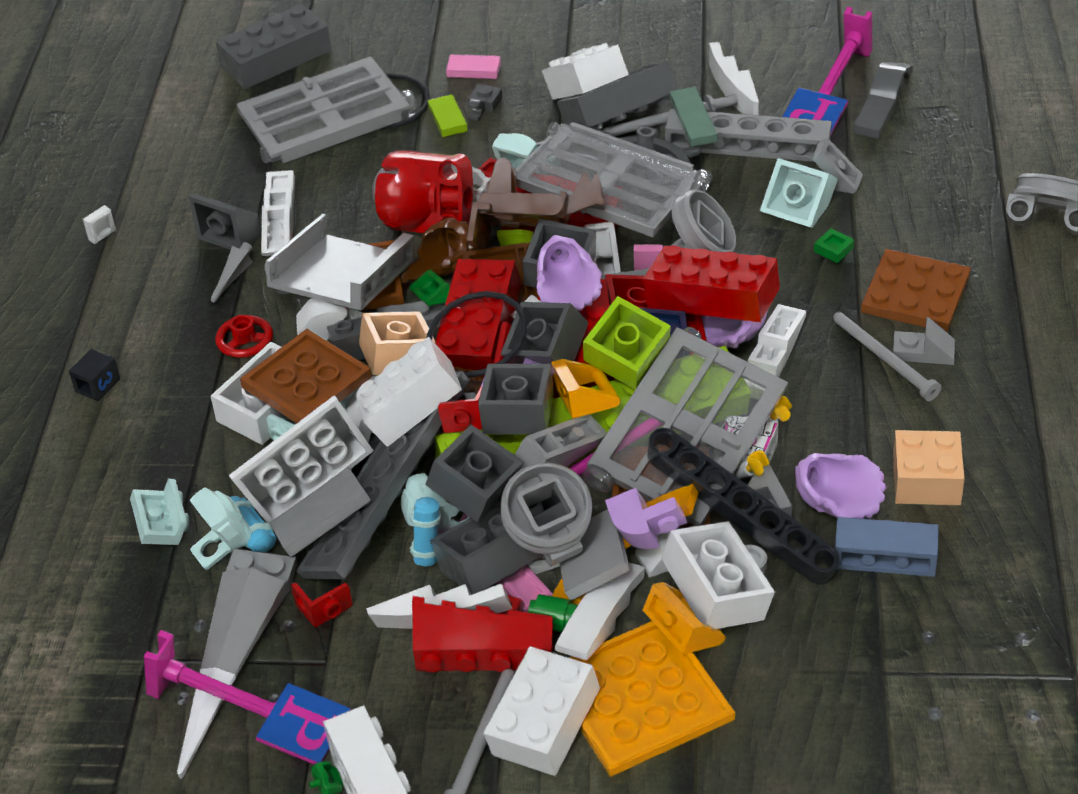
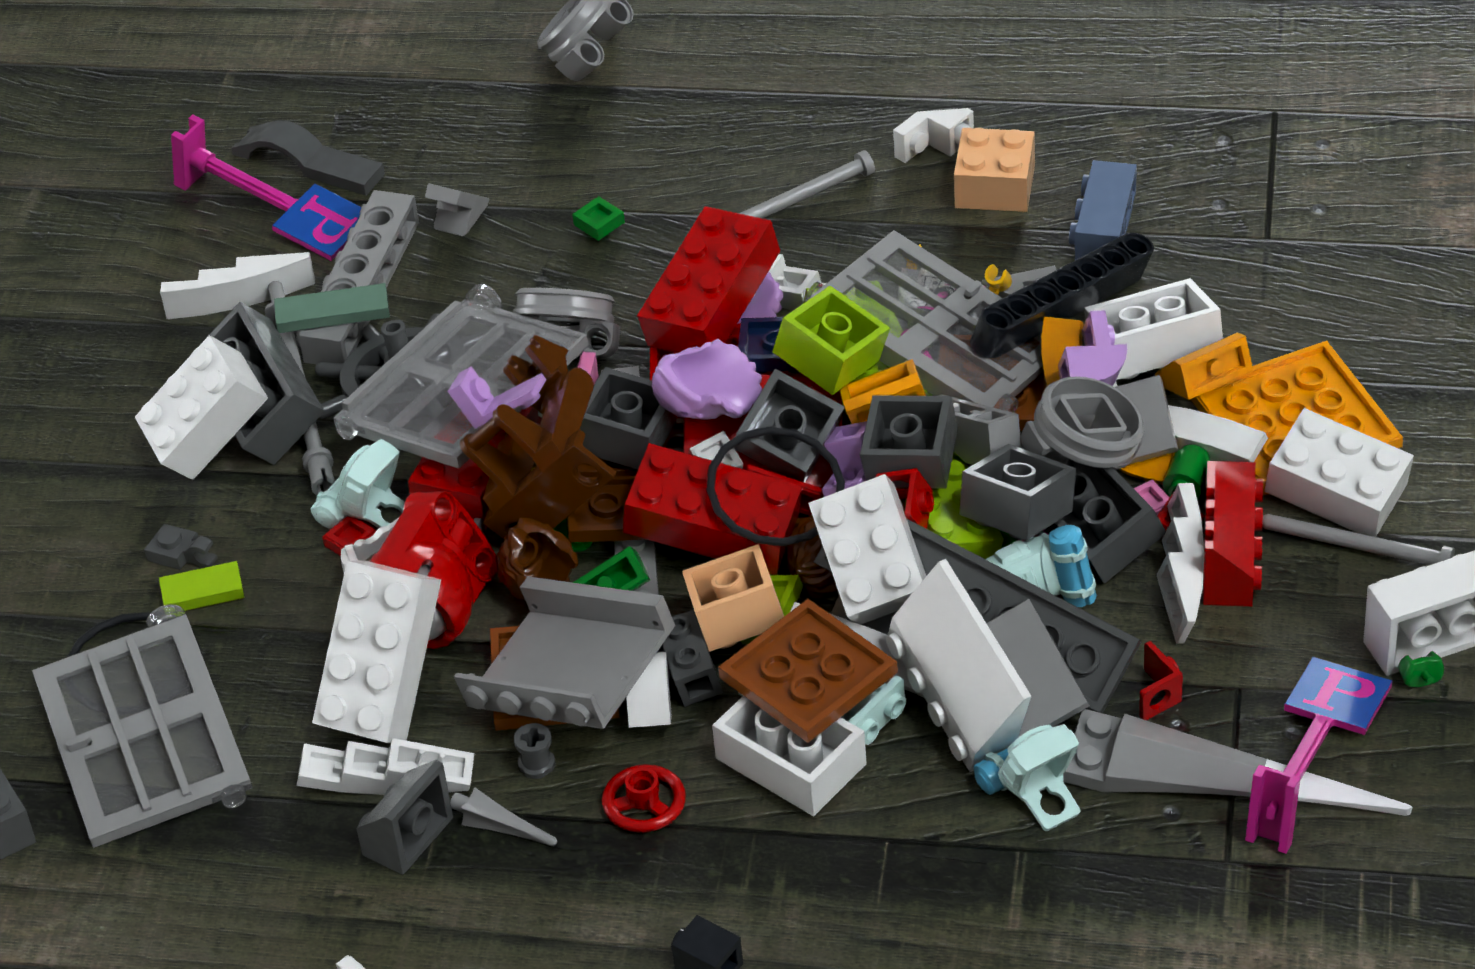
camera: 85 degrees left, 0 degrees up
(160, 514) = (993, 849): light aqua bracket -> none
(341, 171) = (376, 651): none -> white brick
(473, 66) = (89, 560): bright pink tile -> none
(553, 170) = (477, 402): none -> lavender bracket
(798, 193) = (493, 238): light aqua slope -> none
(841, 484) = (1022, 231): lavender piece -> none
(915, 288) = (687, 162): dark orange plate -> none
(928, 347) = (788, 164): light grey slope -> none
(972, 417) = (933, 128): none -> white slope

